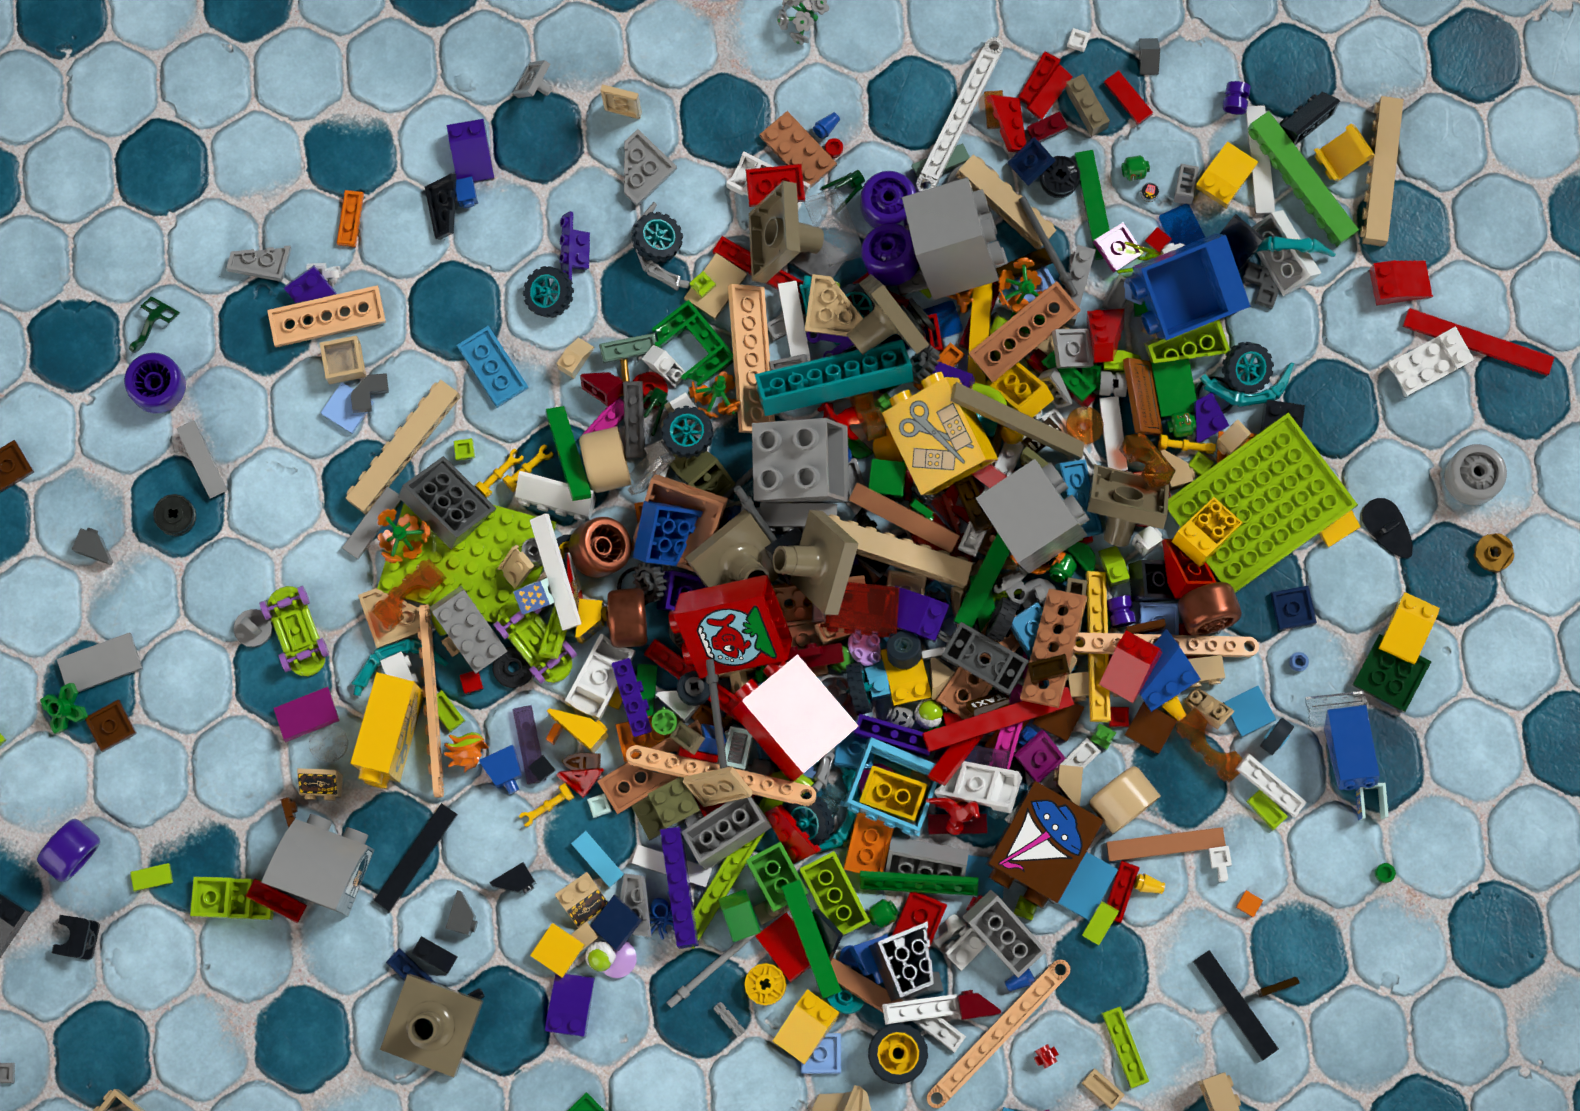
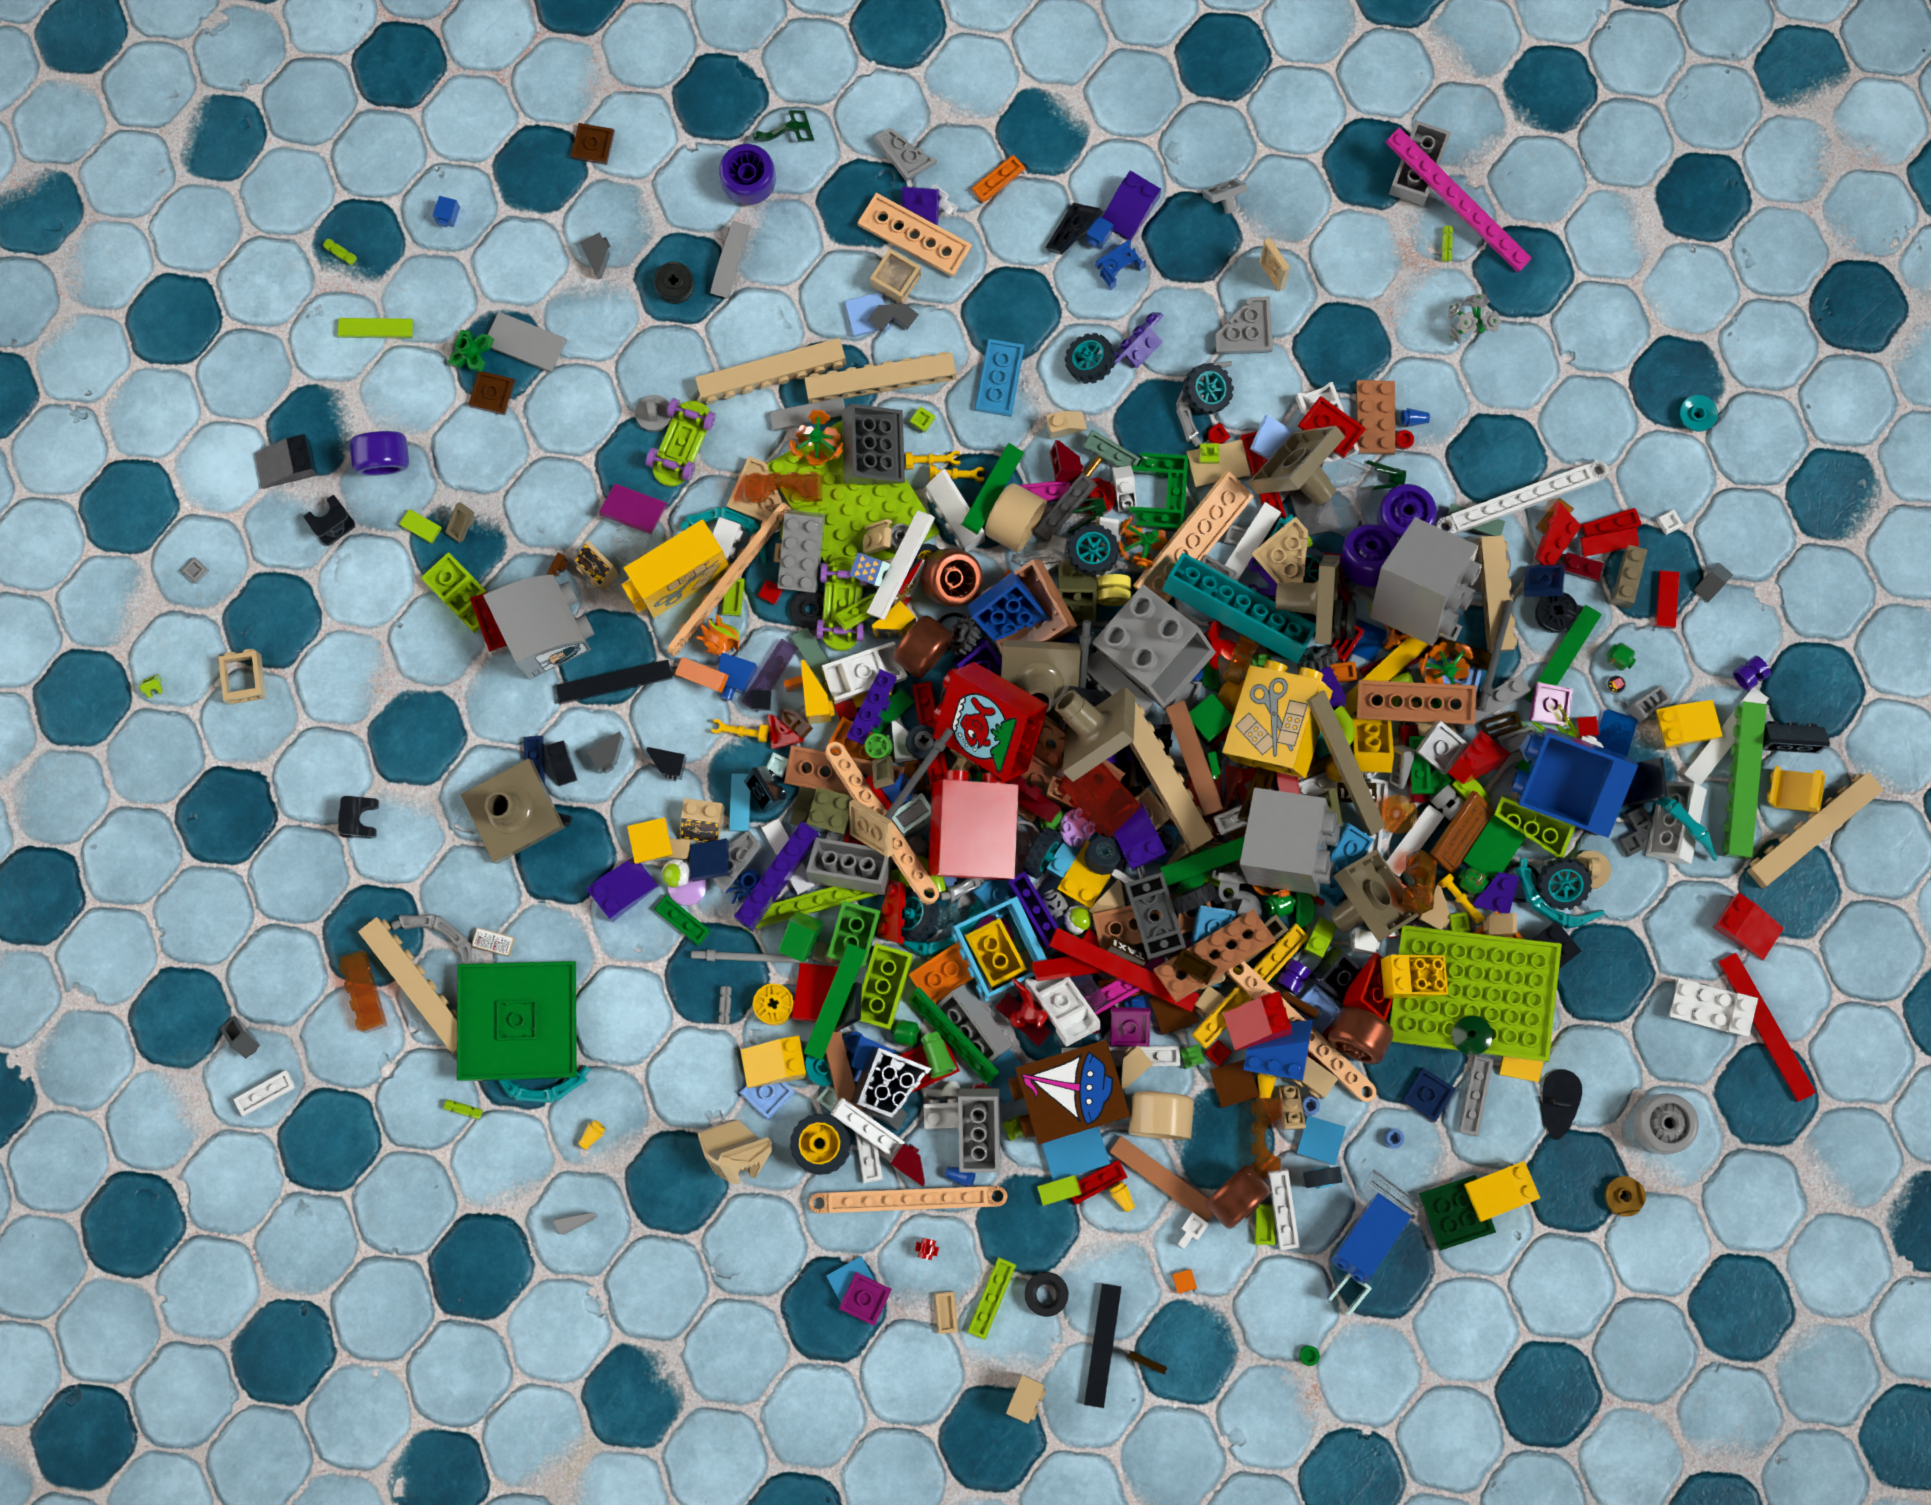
camera: 45 degrees right, 0 degrees up
(181, 845) = (460, 521): none -> dark tan tile
(314, 515) = (770, 371): none -> tan brick
(479, 790) = (701, 674): none -> orange tile
(500, 200) = (1117, 260): none -> blue piece
(544, 698) = (811, 652): none -> sand green tile
(608, 831) = (764, 788): none -> black slope
(612, 716) = (846, 709): none -> red tile
(637, 986) = (682, 920): none -> green tile
(695, 265) = (1218, 434): none -> red tile
(728, 447) = (1113, 589): none -> light yellow wheel
(736, 232) = (1270, 437): none -> light blue tile
(870, 1015) = (828, 1098): none -> light aqua tile
(921, 908) = (937, 1055): none -> bright green plant
(1104, 280) = (1517, 720): none -> dark brown tile
(1176, 1003) = (1059, 1303): none -> black tyre
(1218, 687) = (1316, 1105): none -> medium blue plate
(1232, 806) = (1238, 1197): none -> copper wheel
(1258, 334) = (1597, 866): none -> tan tile
(1291, 545) = (1474, 1045): none -> dark green dish
(1326, 577) = (1475, 1095): none -> light grey tile

